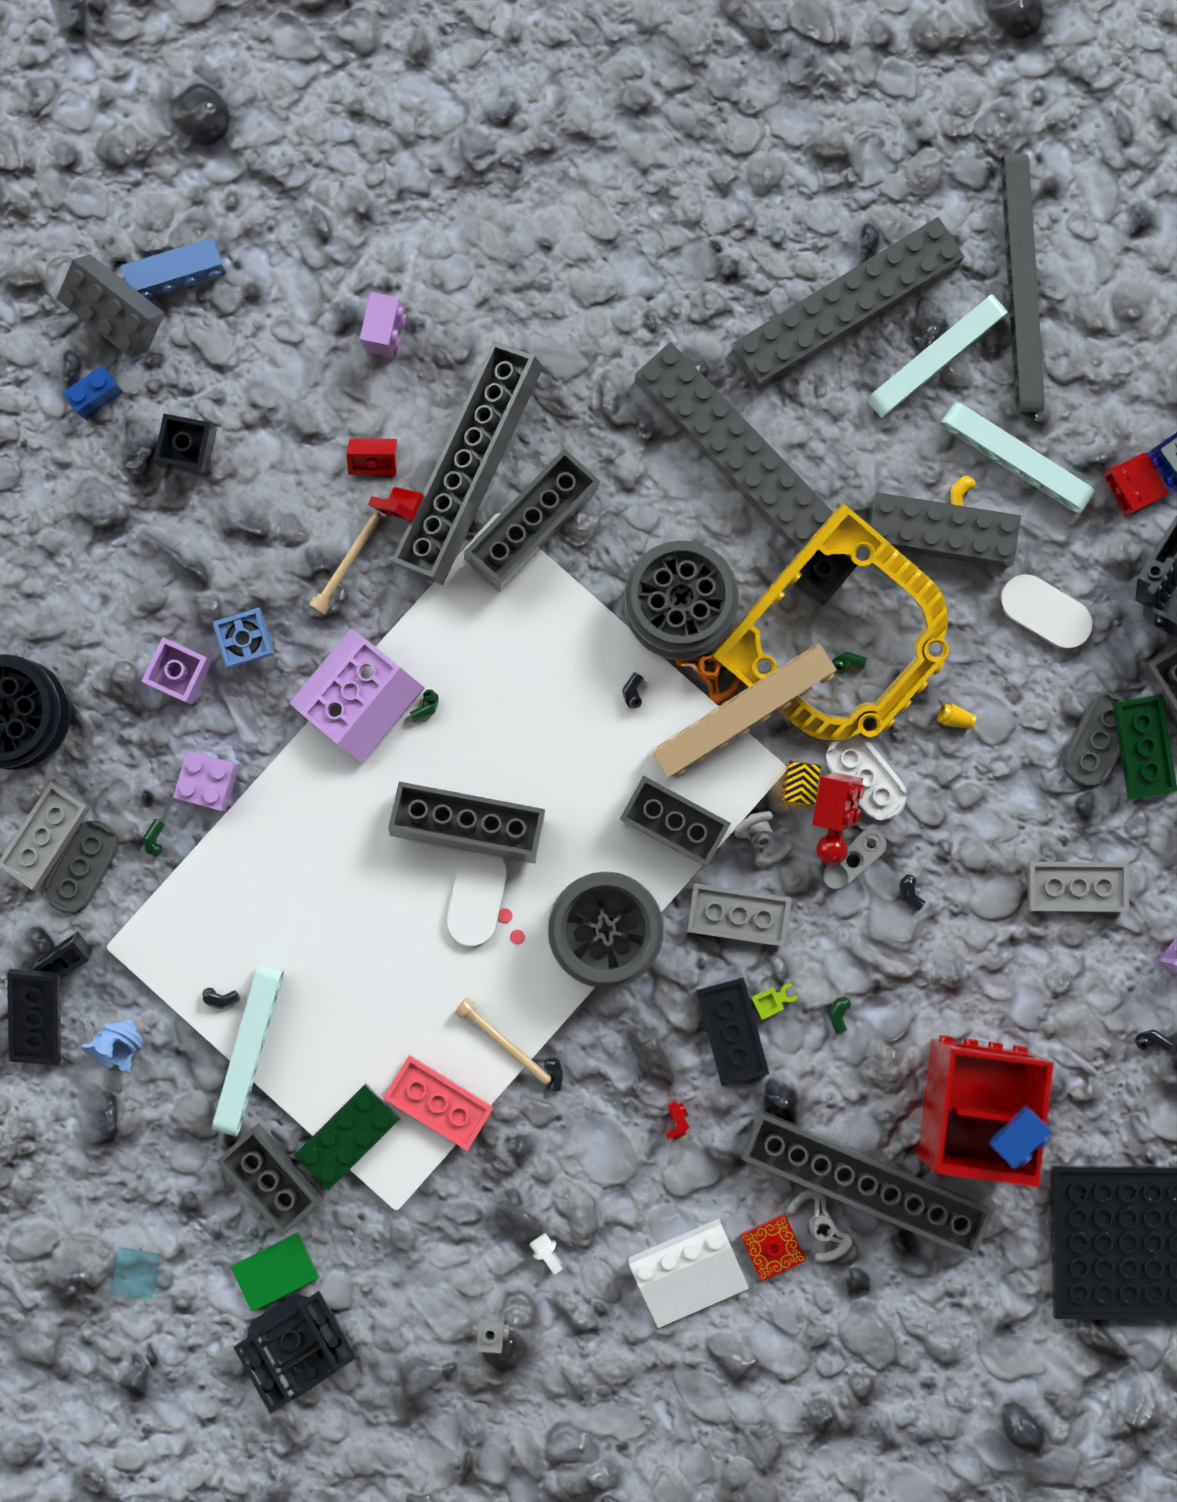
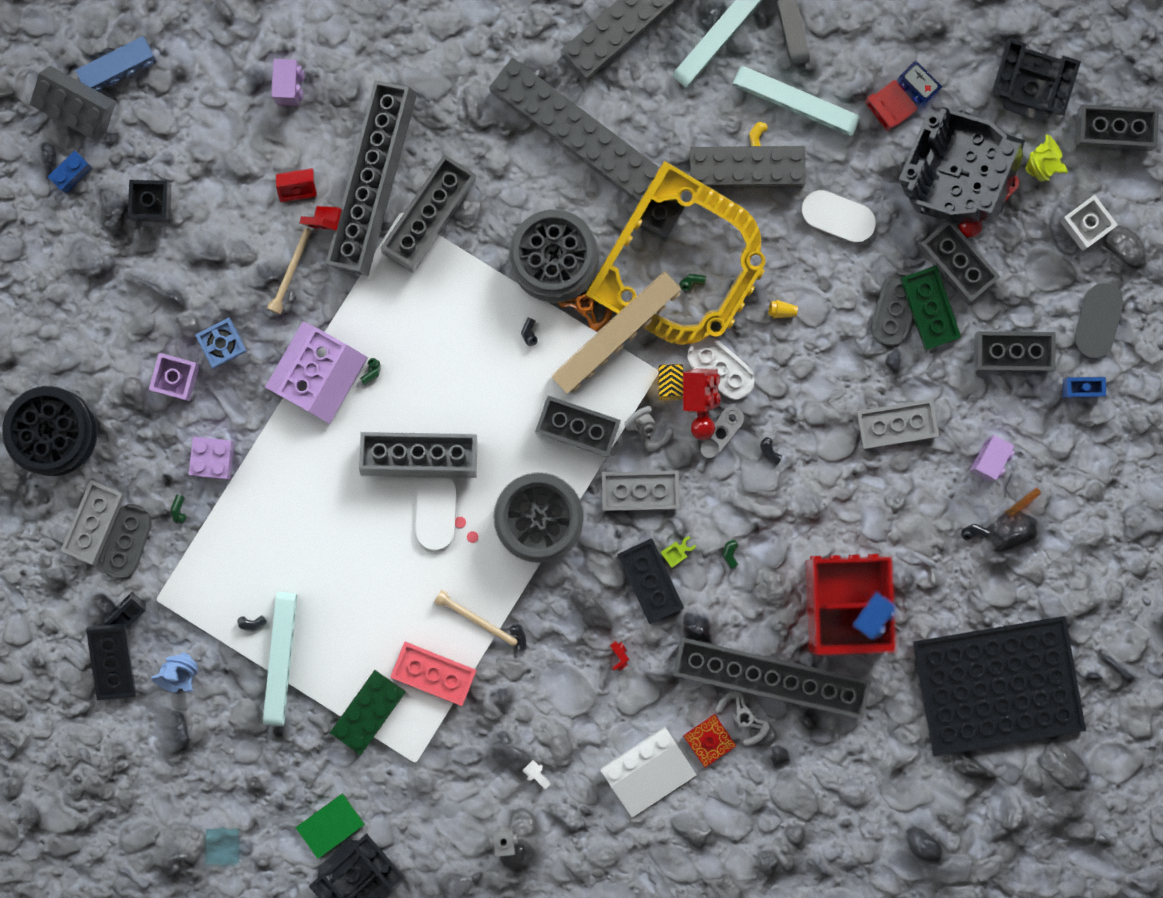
camera: 10 degrees left, 0 degrees up
(270, 1179) = (314, 754): dark grey brick -> none

